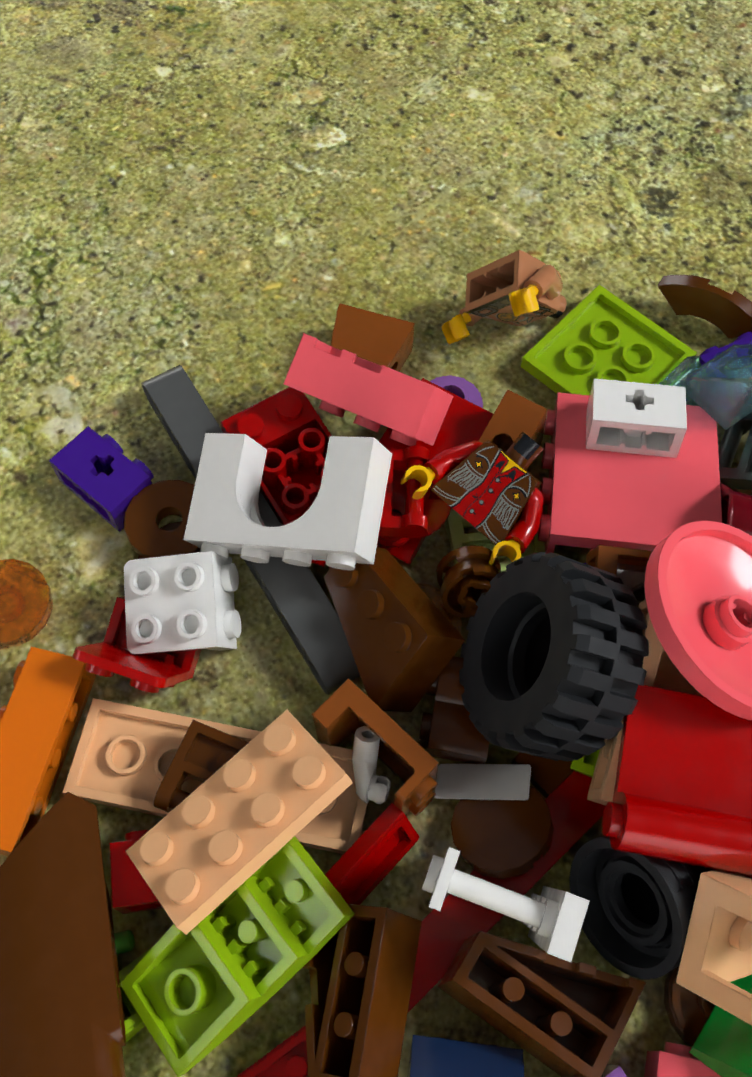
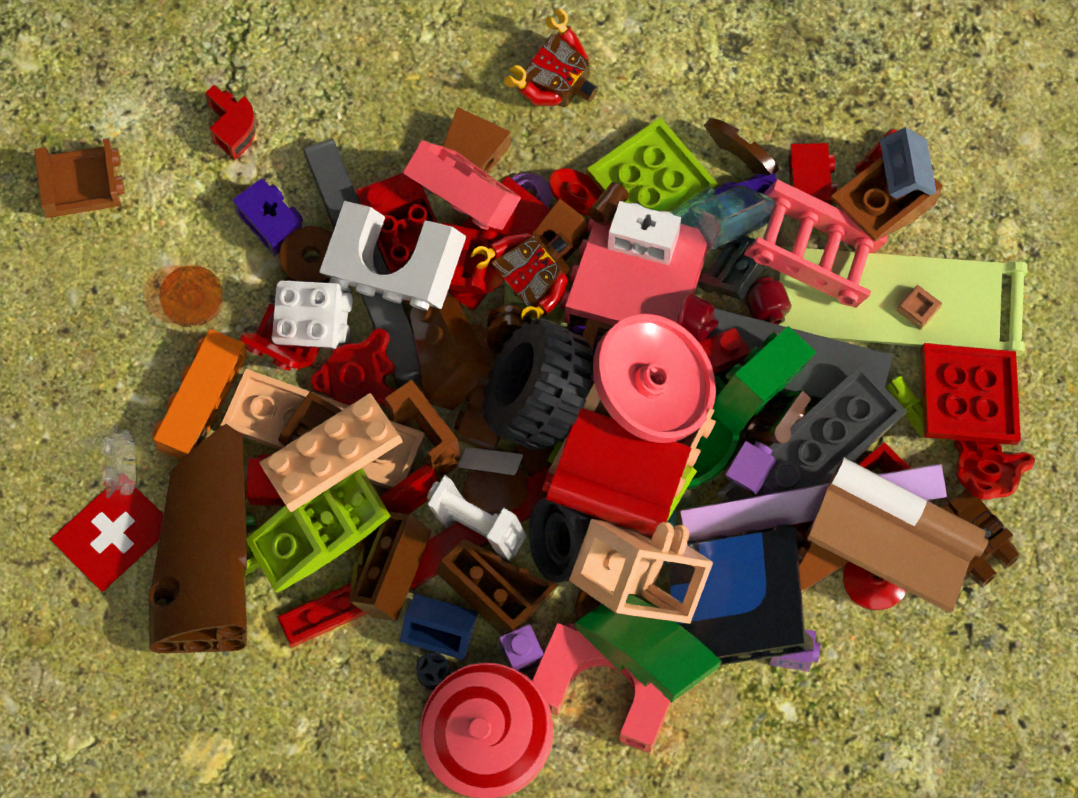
camera: 10 degrees right, 5 degrees up
(46, 367) = (237, 123): none -> red brick
(261, 677) = (357, 371): none -> red tile
(364, 760) = (415, 435): white arm -> none
(453, 244) = (556, 70): none -> torso
(502, 377) = (574, 189): none -> red dish
(508, 291) = (587, 118): nougat torso -> none
(572, 389) = (606, 205): none -> reddish brown piece

